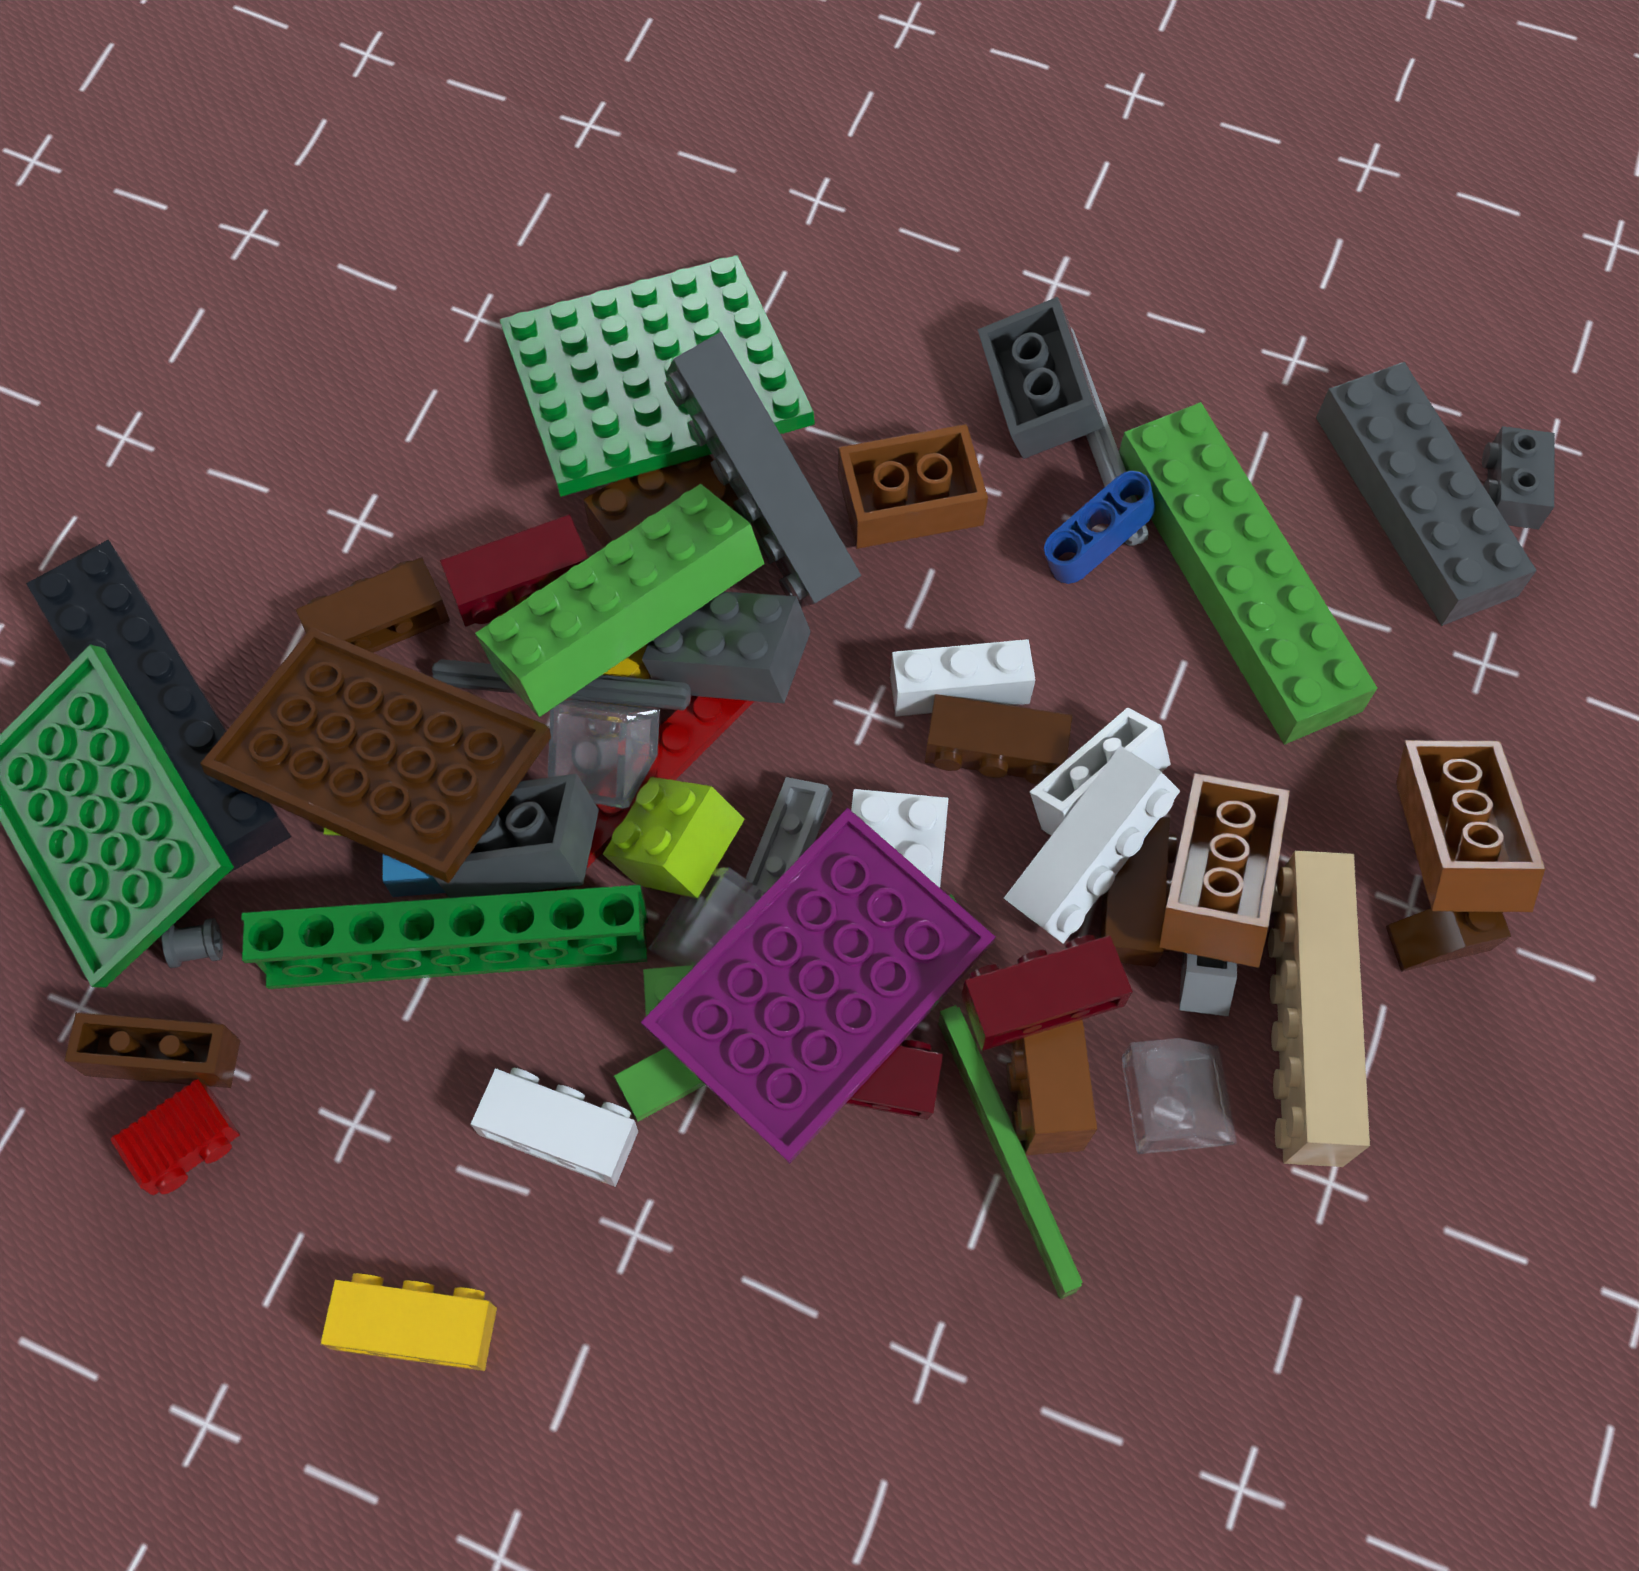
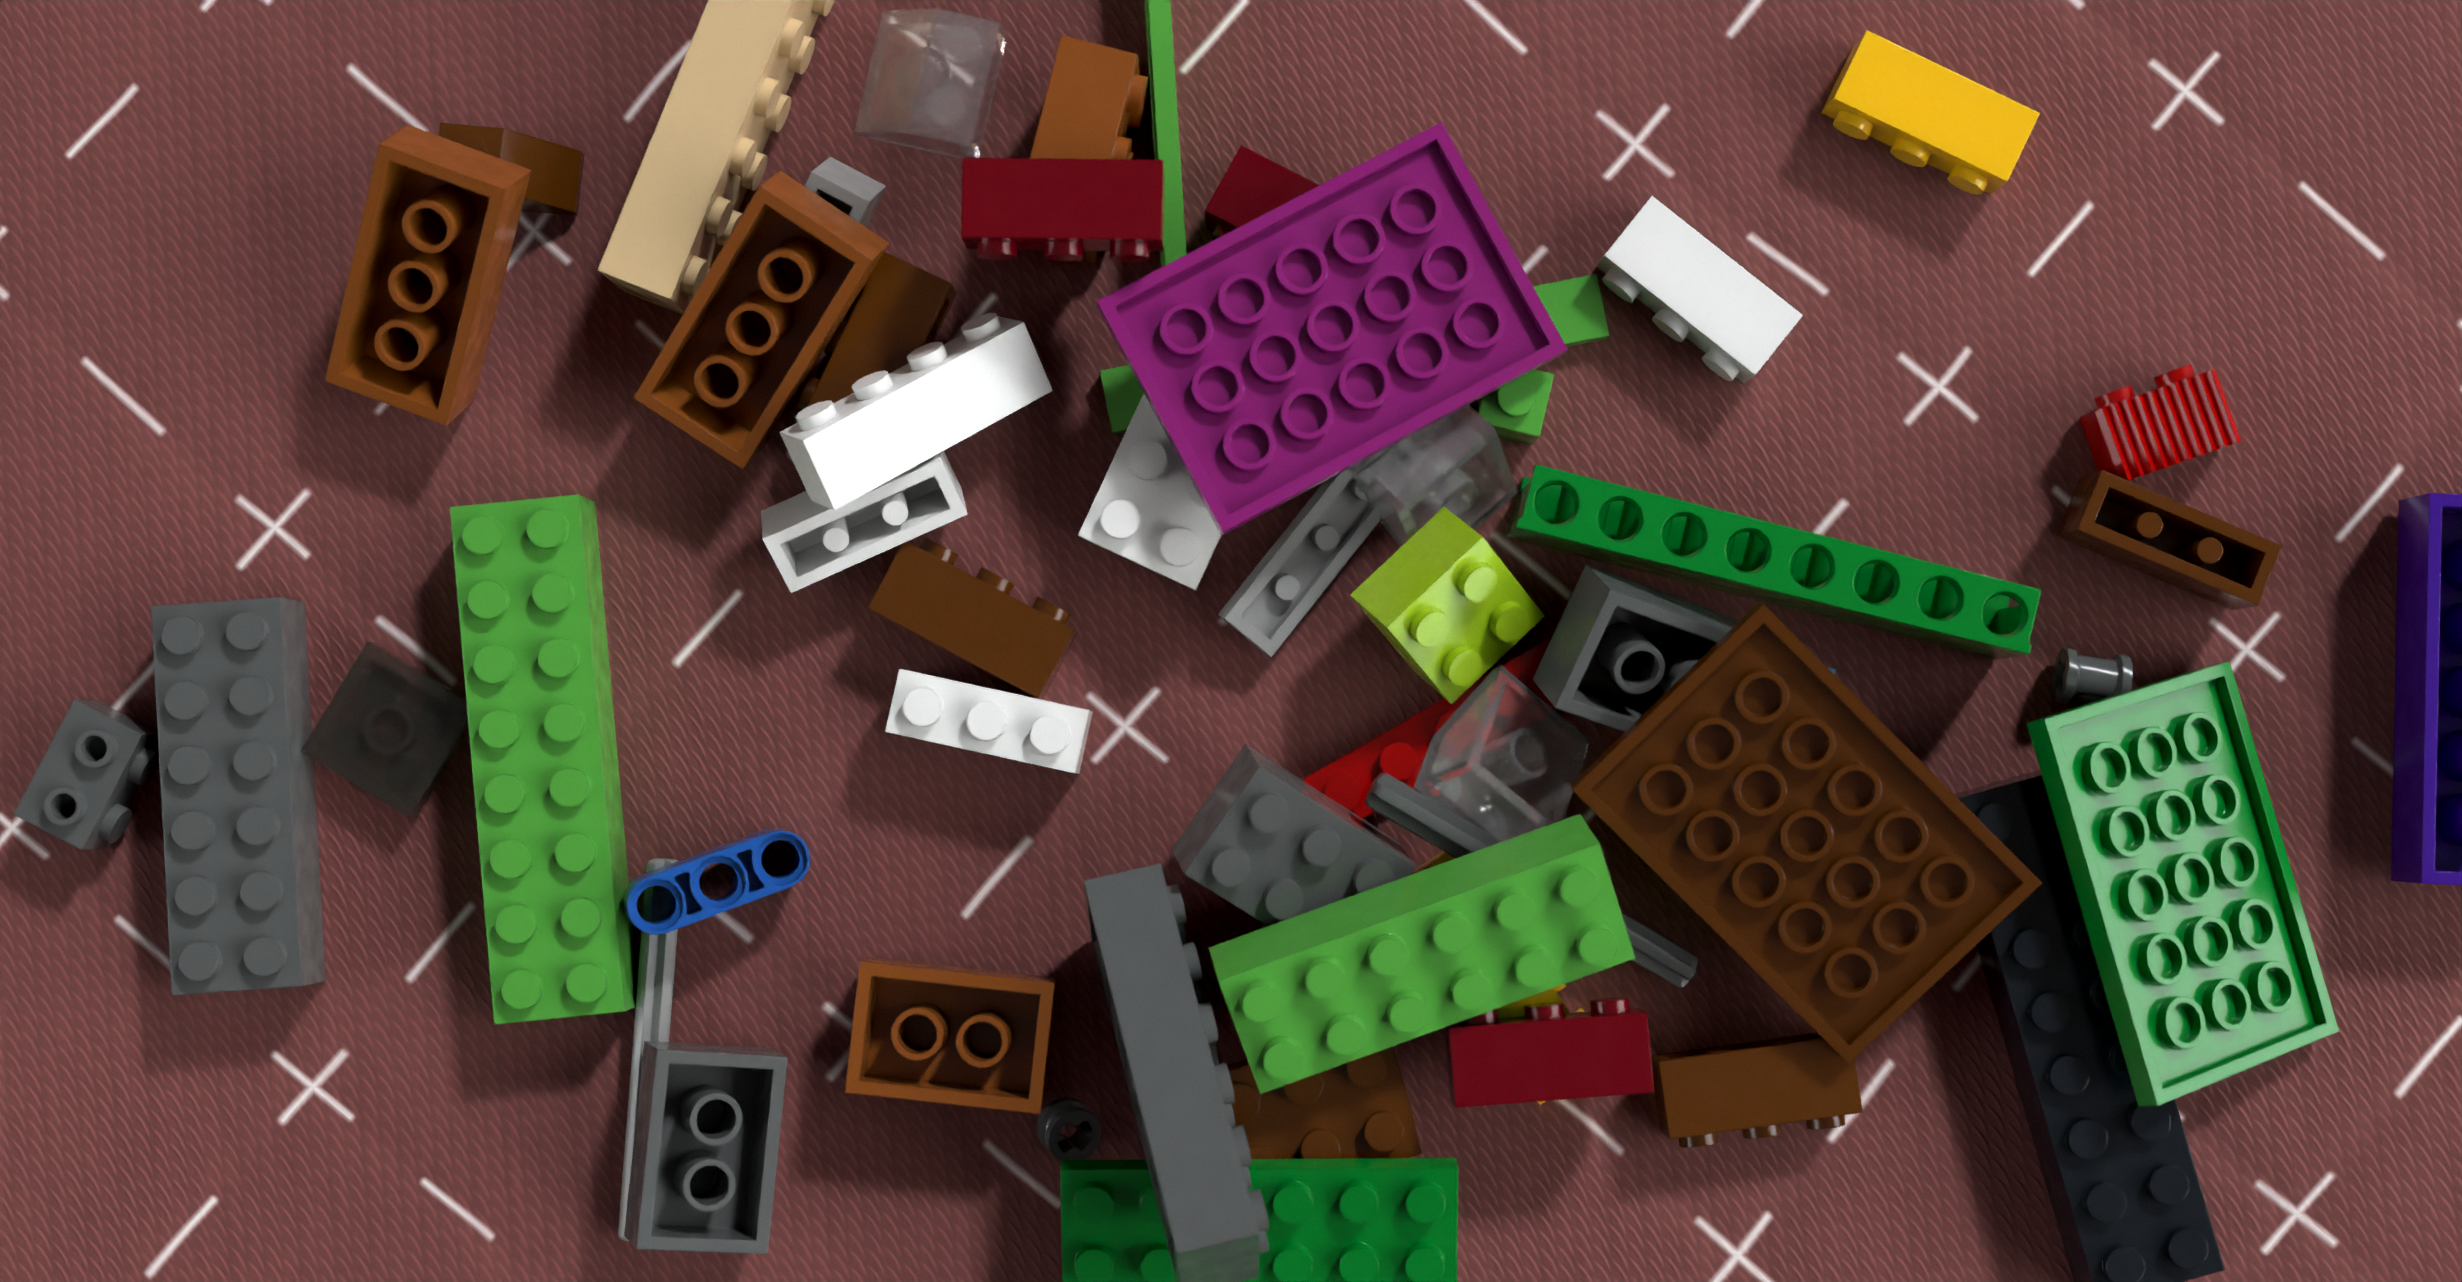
camera: 160 degrees left, 20 degrees up
(817, 461) = (1058, 1114): none -> dark grey bush
(1350, 559) = (390, 729): none -> clear smoke plate

